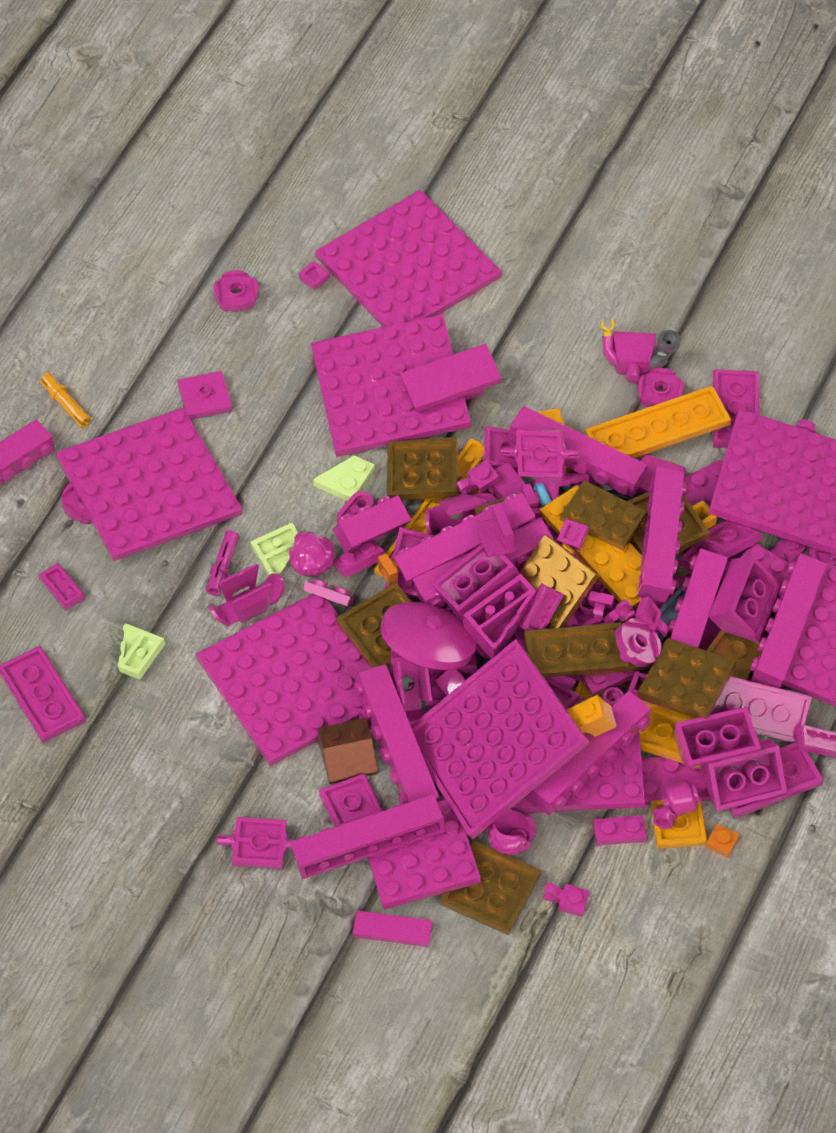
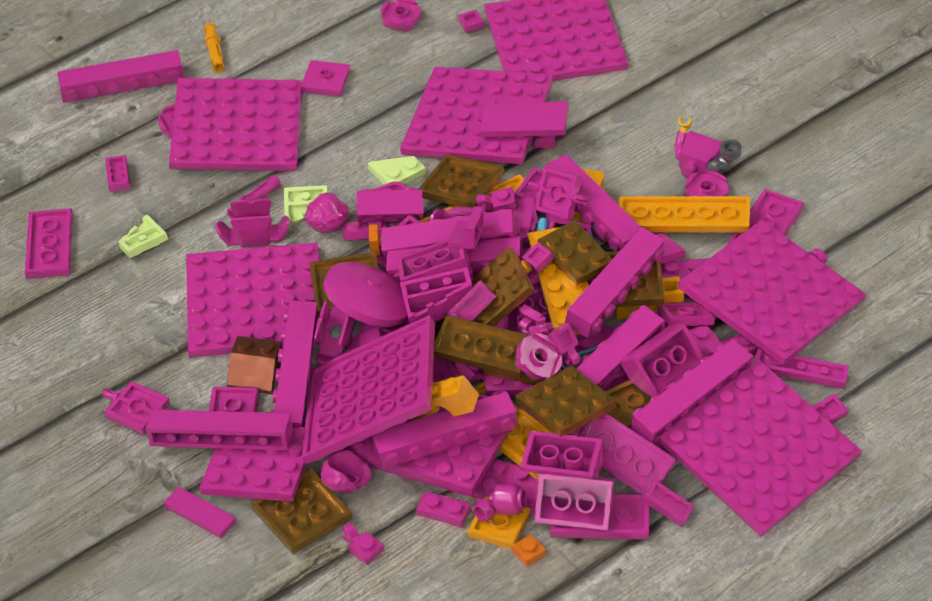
camera: 30 degrees right, 10 degrees down
(337, 595) = (317, 241): plate -> none

